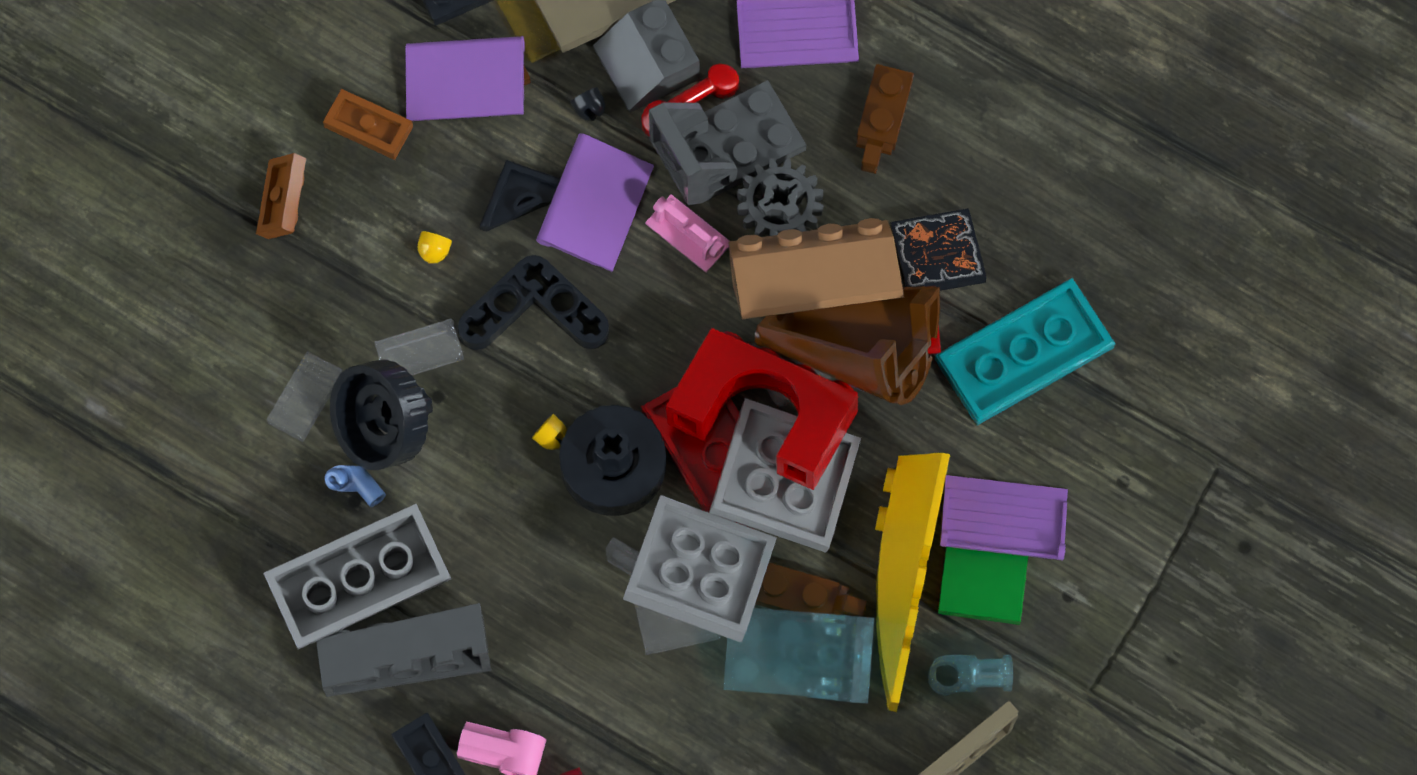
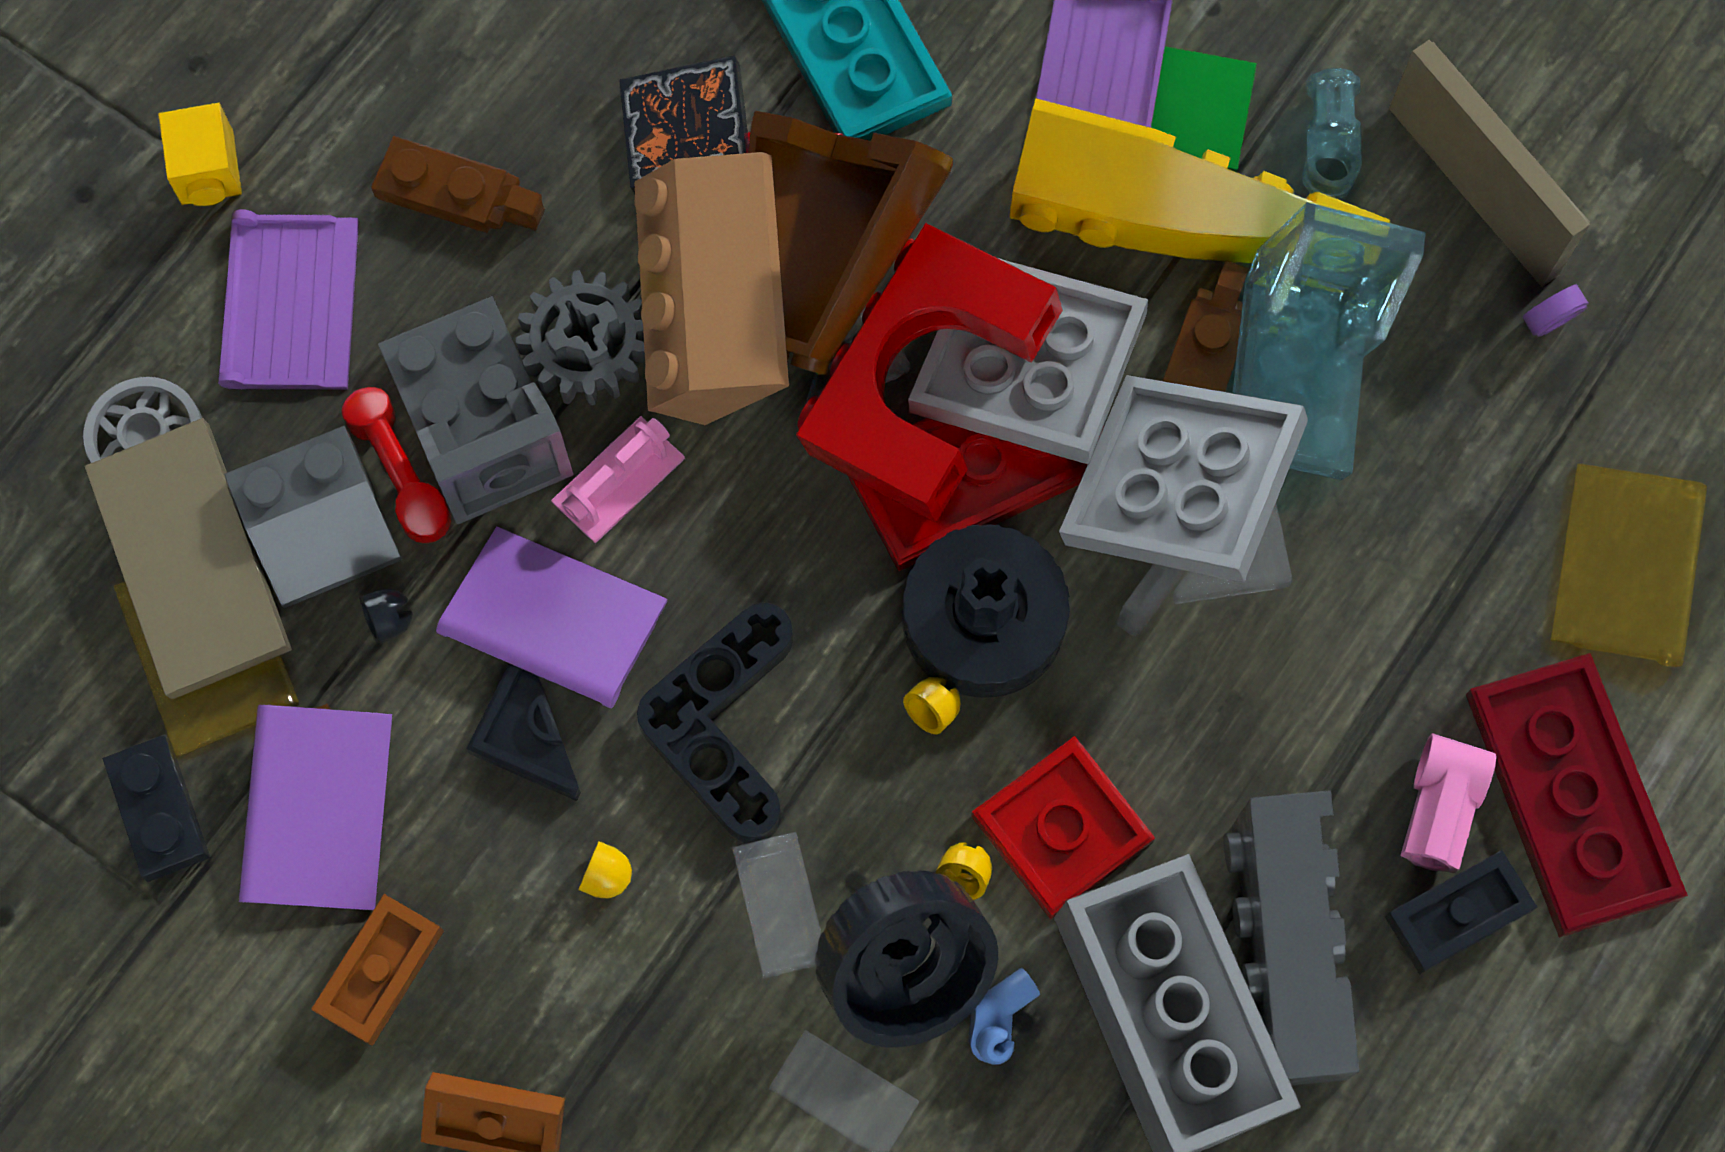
camera: 85 degrees left, 0 degrees up
(444, 457) = (972, 860): none -> yellow hinge
(476, 516) = (1062, 826): none -> red tile

